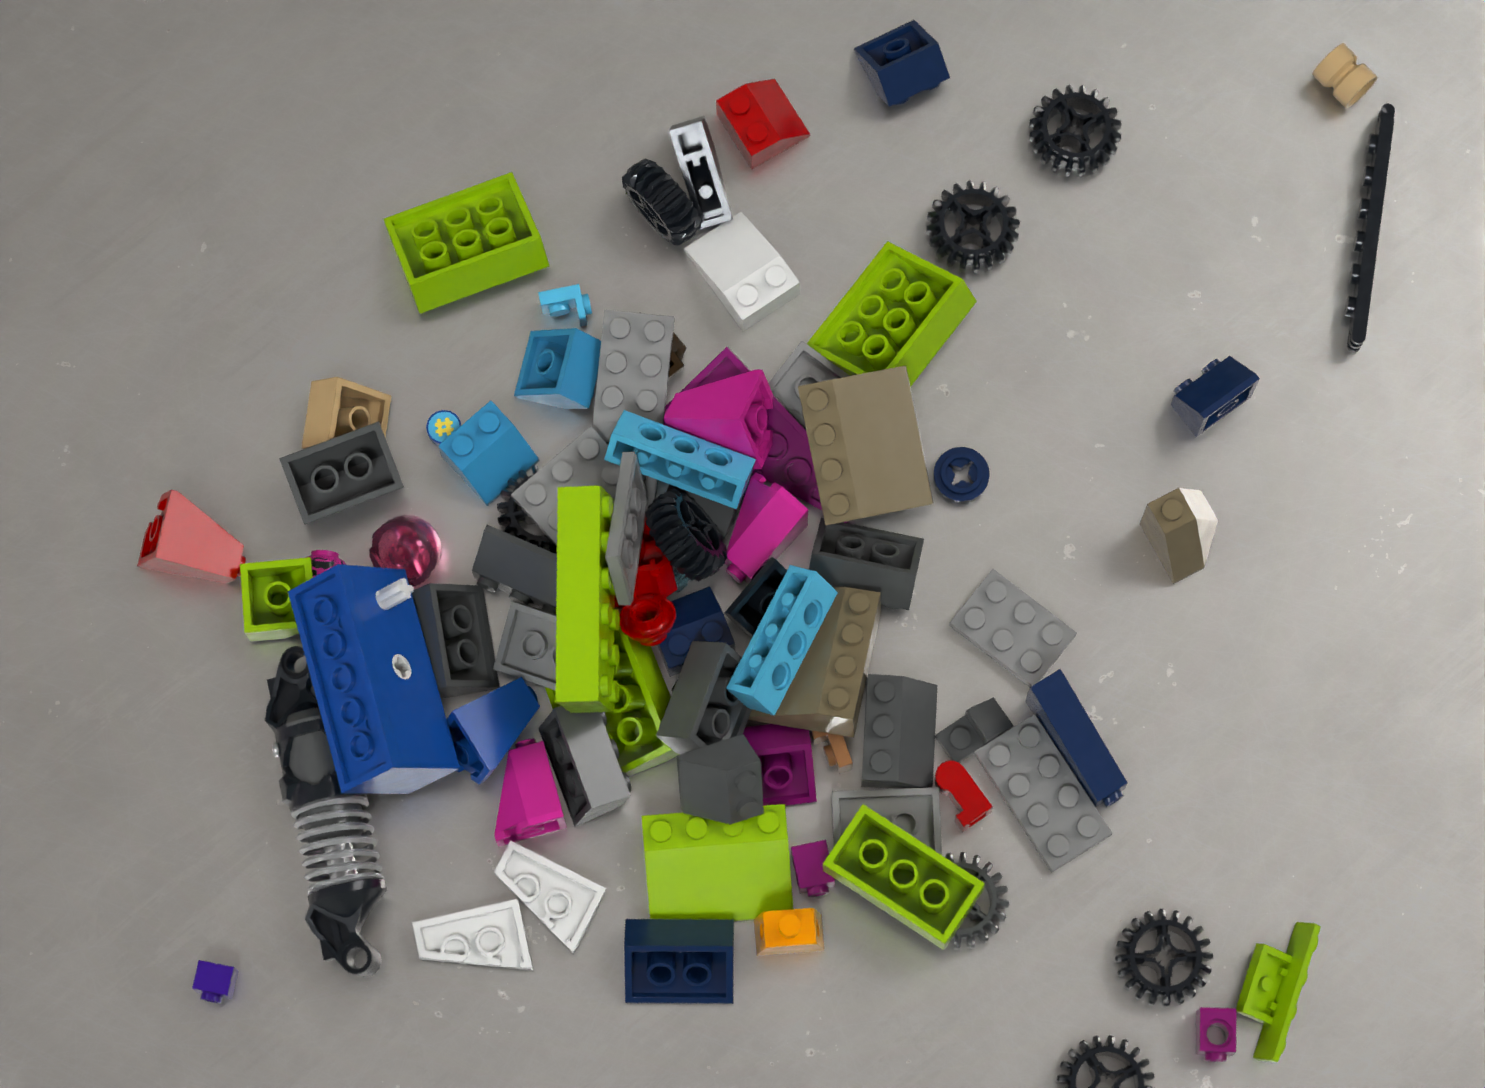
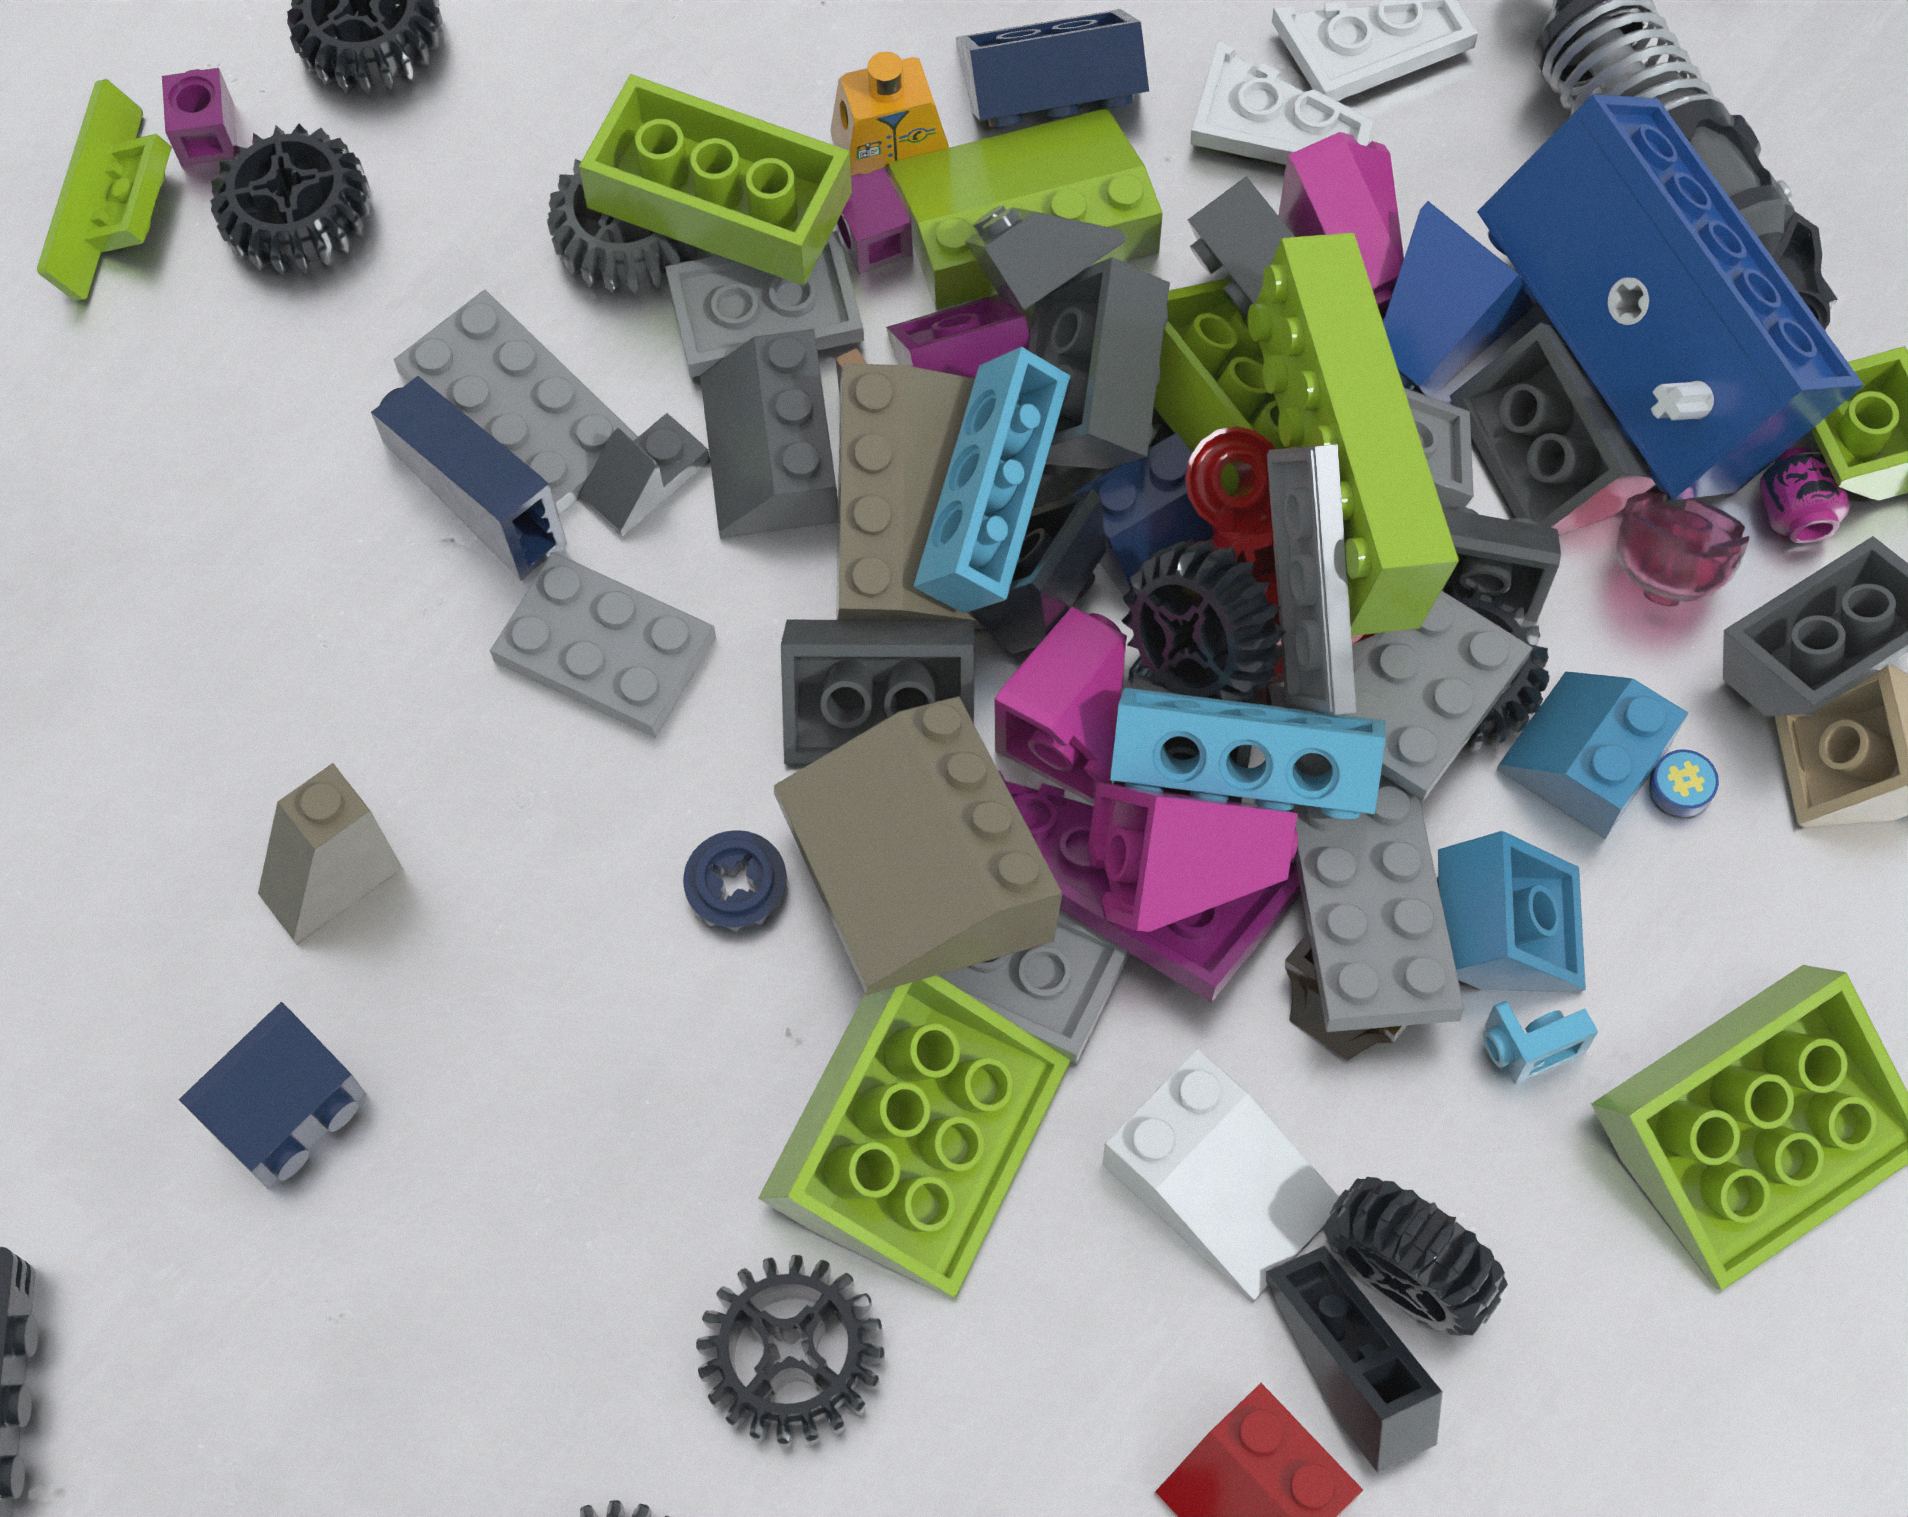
camera: 170 degrees right, 10 degrees down
(964, 793) = (644, 370): red leg -> none

